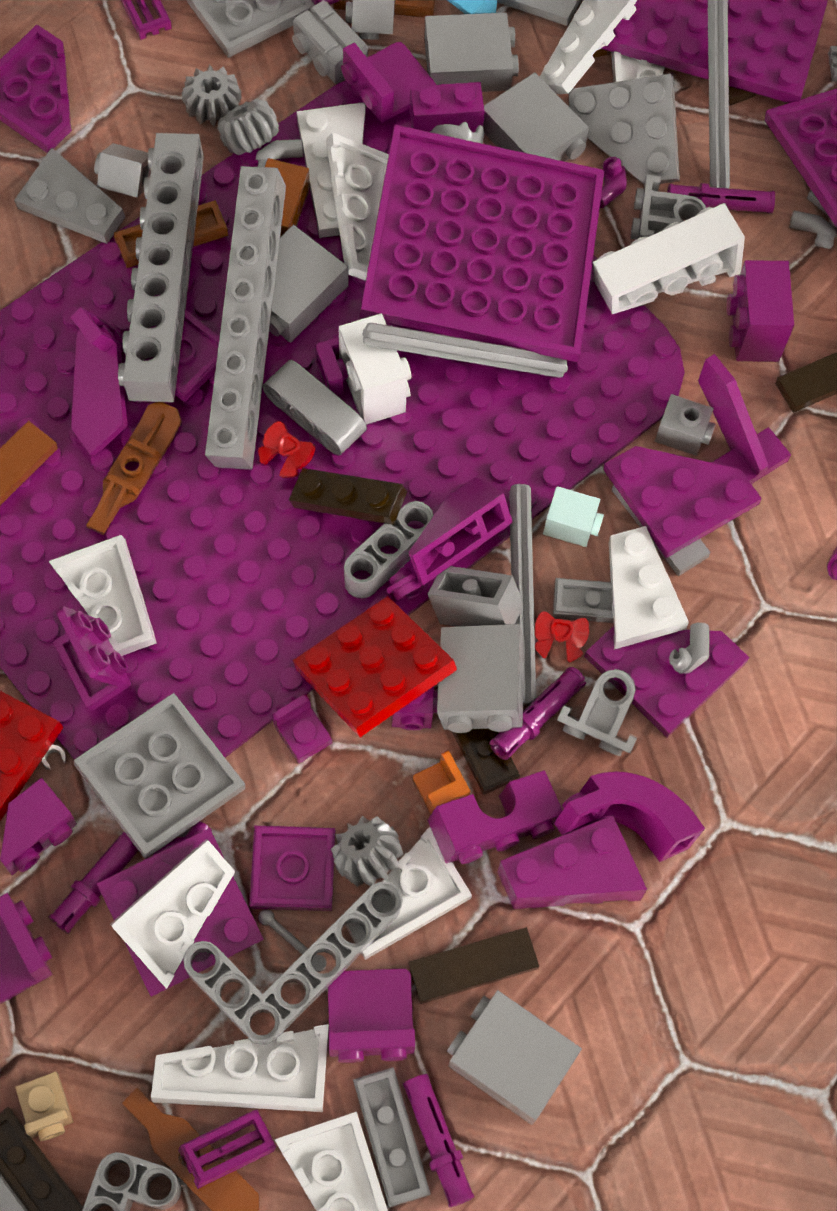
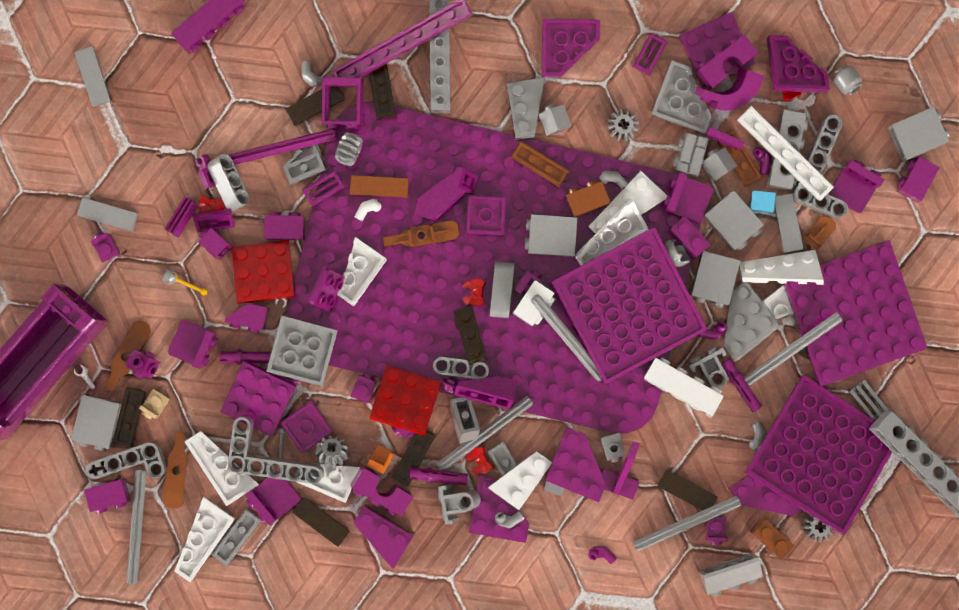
camera: 60 degrees right, 20 degrees up
(17, 511) = (370, 205): none -> white arm
(166, 240) = (576, 146): light grey brick -> none
(173, 911) = (251, 398): white wing -> none
(195, 1164) = (173, 475): magenta tile -> none
(246, 318) = (515, 235): light grey brick -> none
(248, 126) = (616, 156): light grey gear -> none
(444, 1157) = (243, 561): magenta pin -> none
(487, 681) = (433, 448): light grey brick -> none
(512, 1056) = (296, 561): light grey brick -> none
(573, 517) = (534, 430): light aqua brick -> none
(638, 803) = (429, 543): magenta arch -> none
(761, 311) = (689, 443): magenta brick -> none

